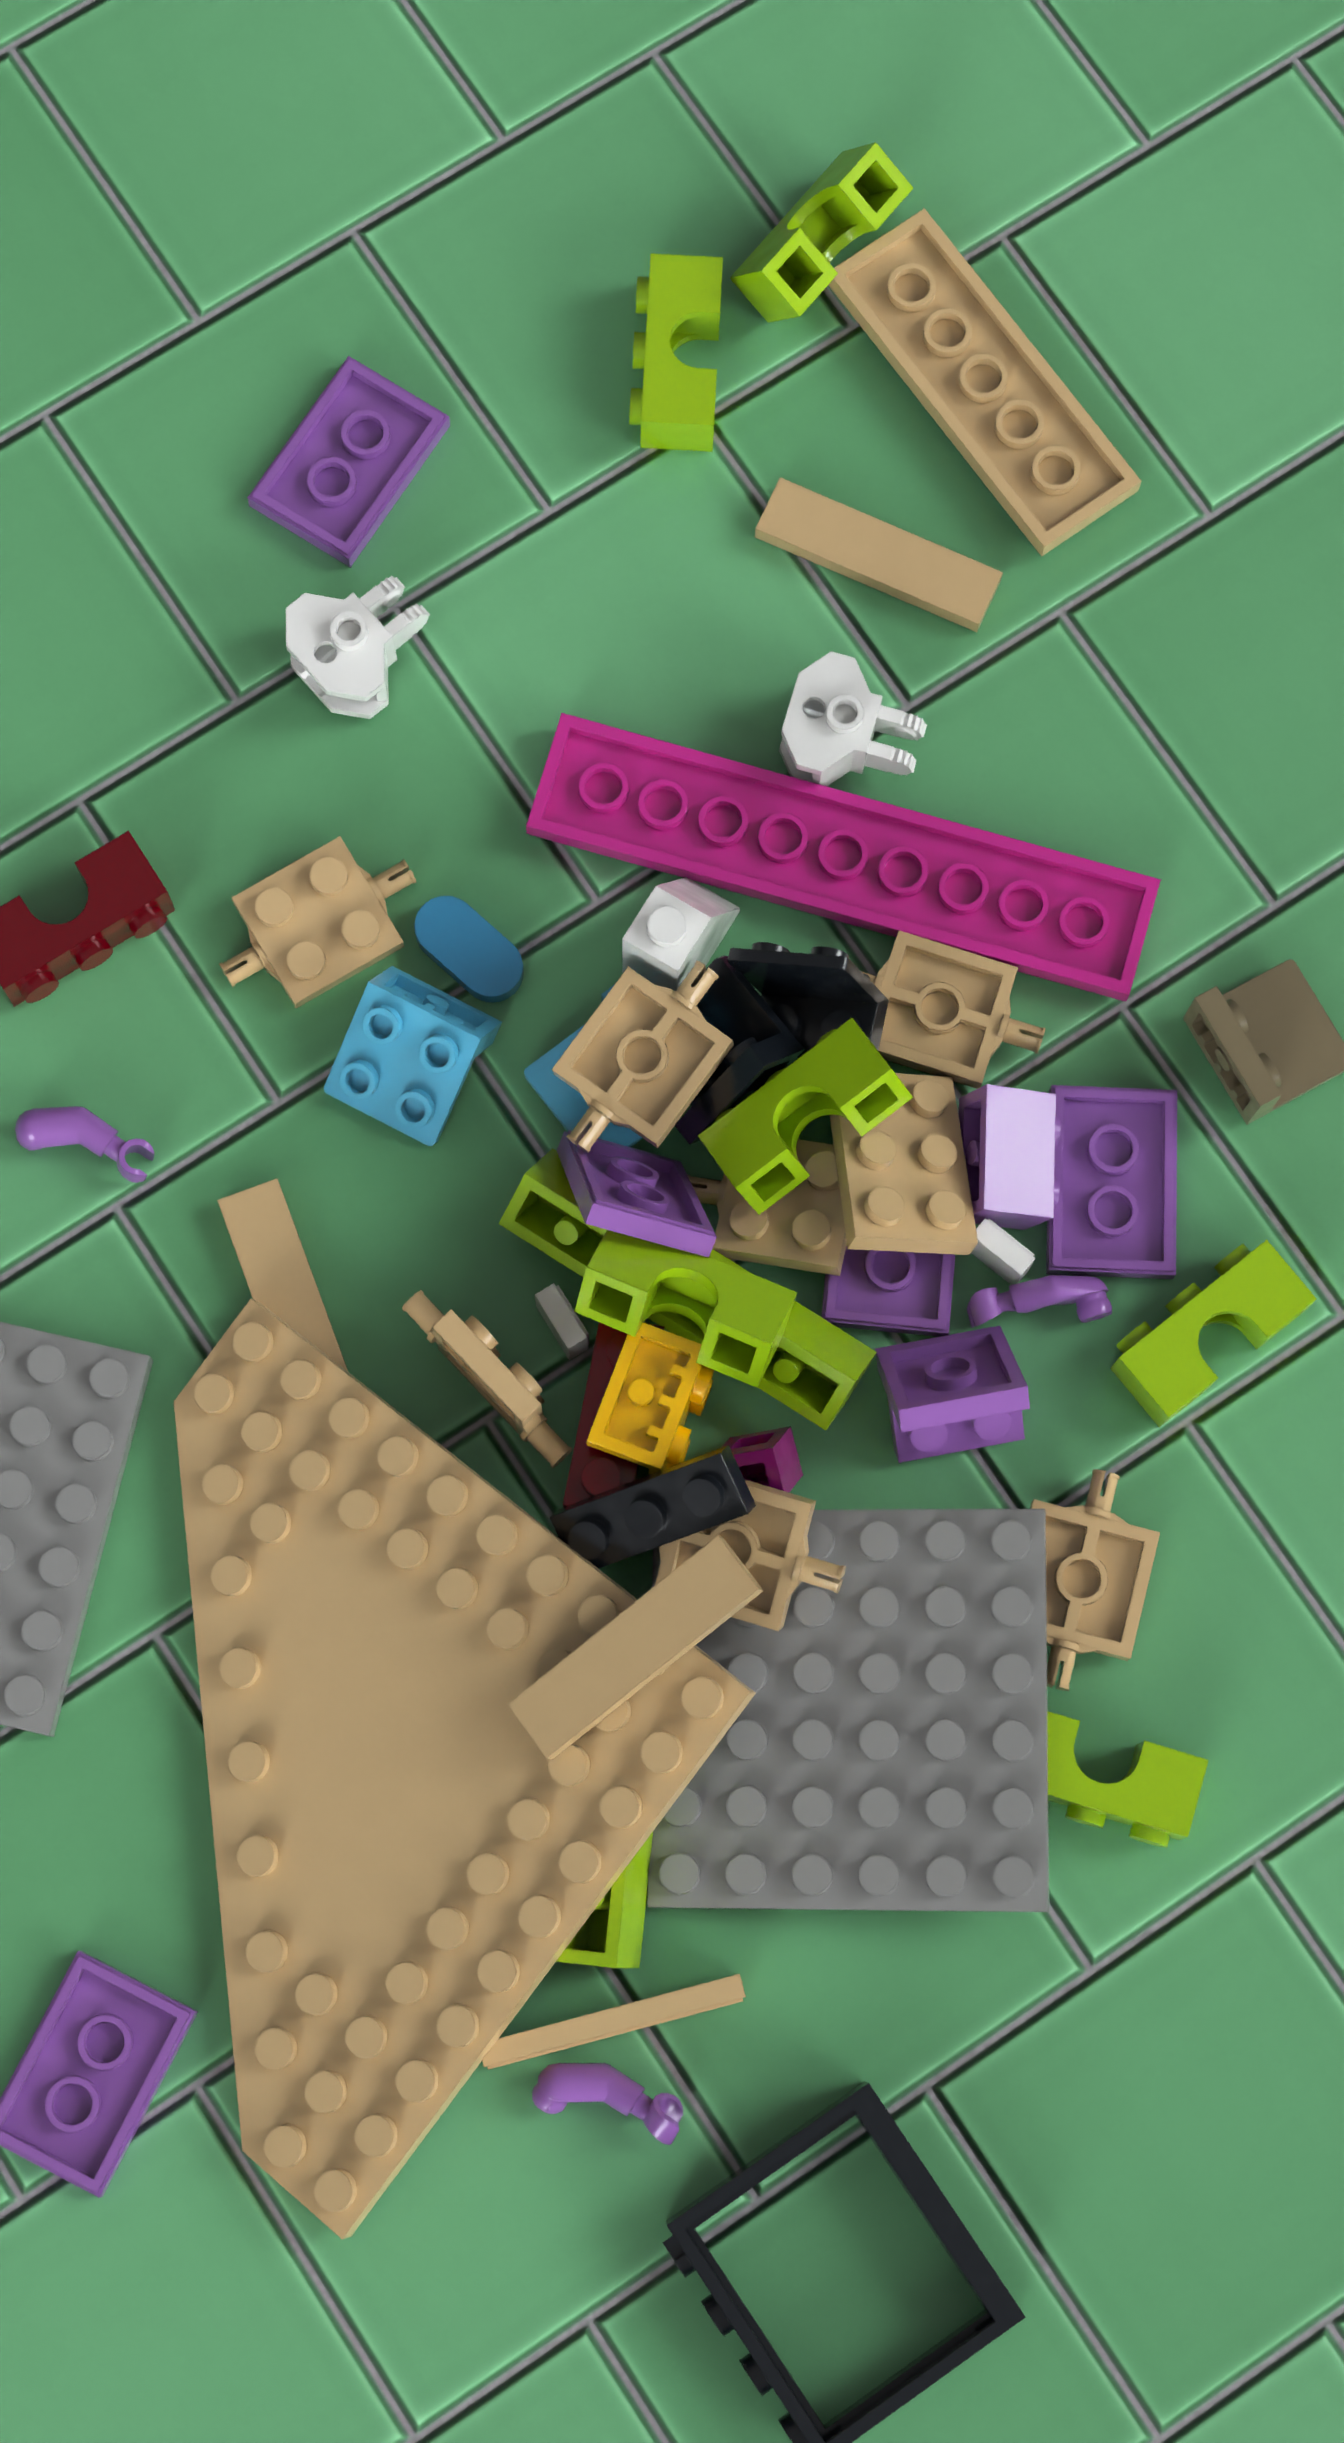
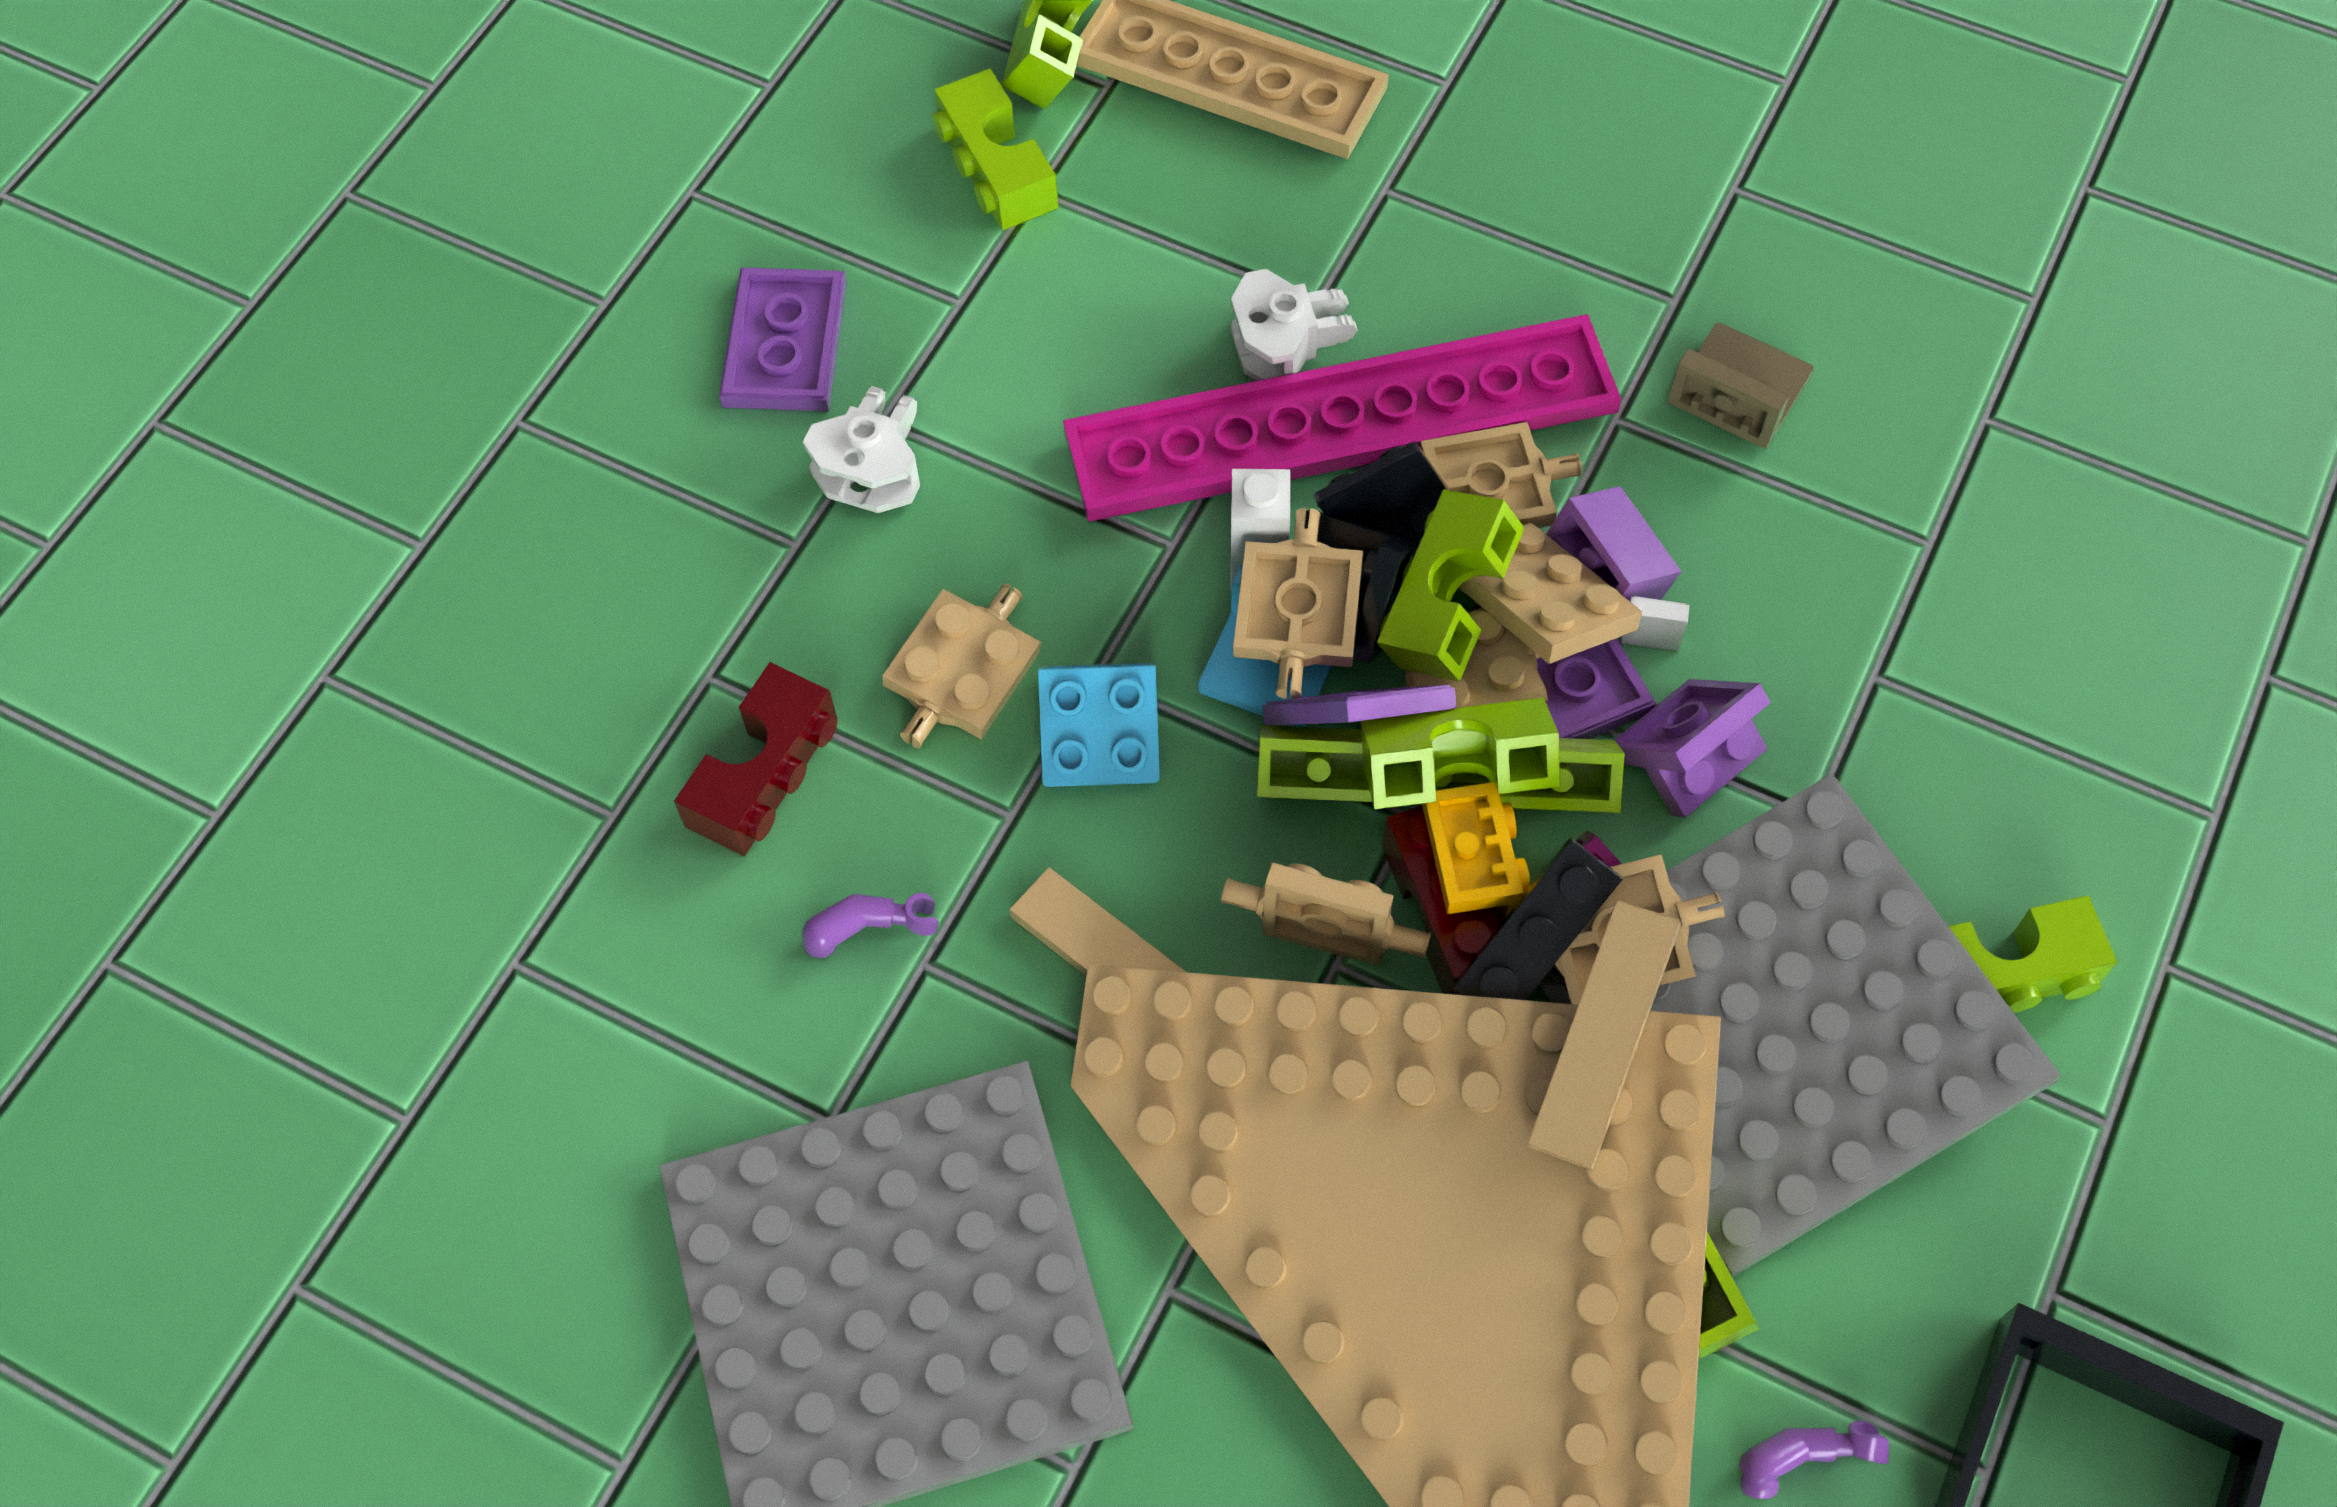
camera: 25 degrees left, 15 degrees down
(469, 949) = (1095, 623): dark azure tile -> none
(562, 1320) = (1352, 850): white tile -> none
(615, 2021) = (1776, 1379): tan tile -> none
(878, 554) = (1228, 212): tan tile -> none
(1031, 1295) = (1702, 638): medium lavender arm -> none
(1093, 1579) = (1904, 811): tan plate -> none
(1115, 1183) = (1709, 537): medium lavender tile -> none
(1252, 1294) = (1838, 635): lime arch -> none

